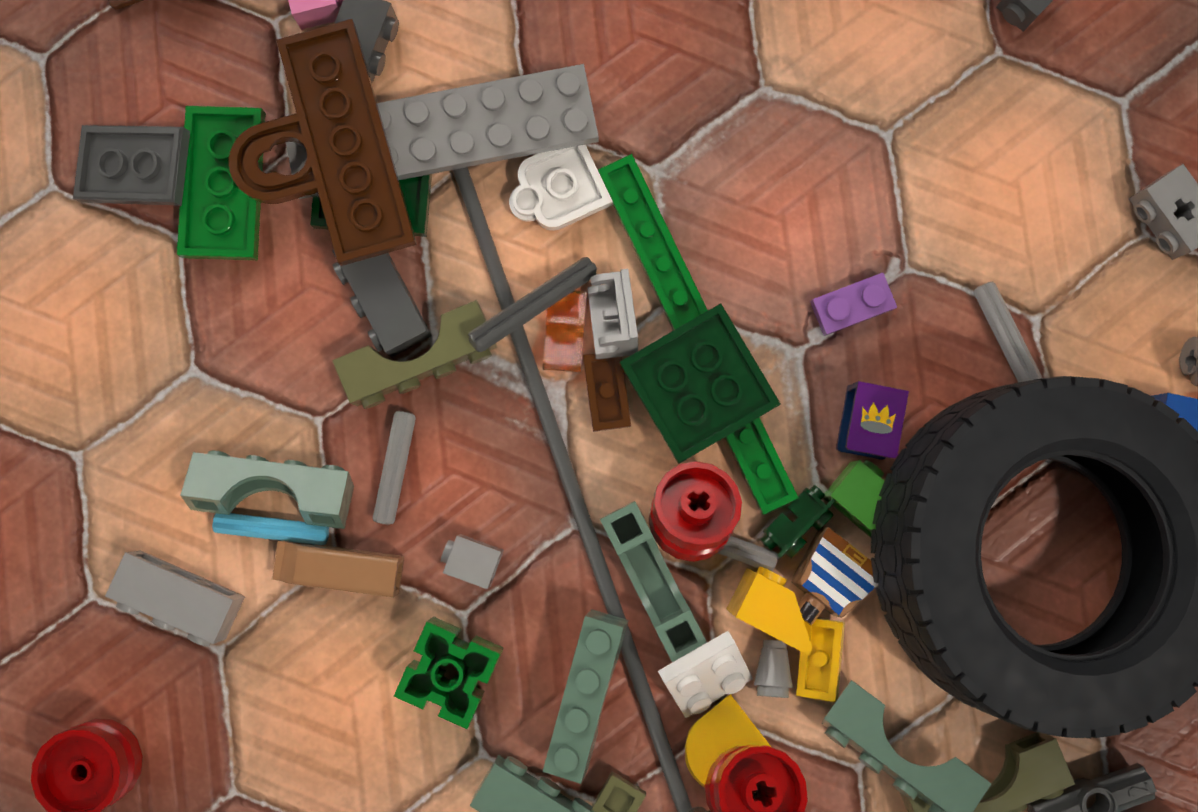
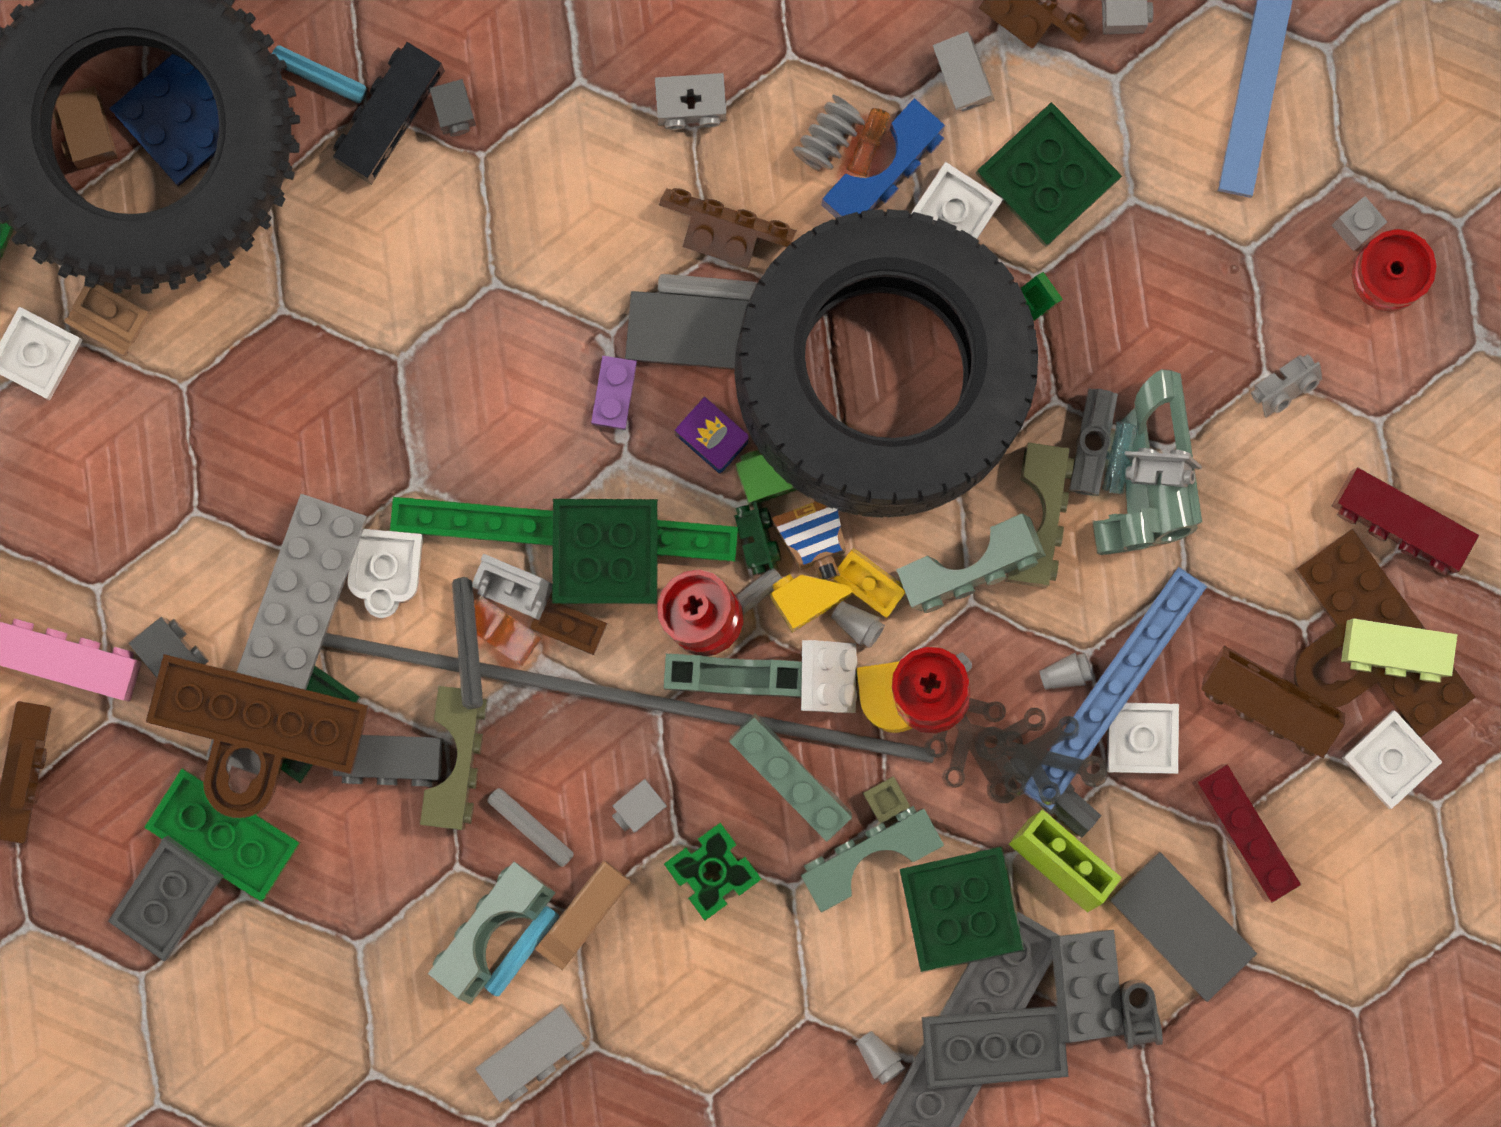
camera: 60 degrees left, 0 degrees up
(954, 336) = (684, 330): none -> dark grey tile
(1069, 317) = (723, 231): none -> reddish brown bracket

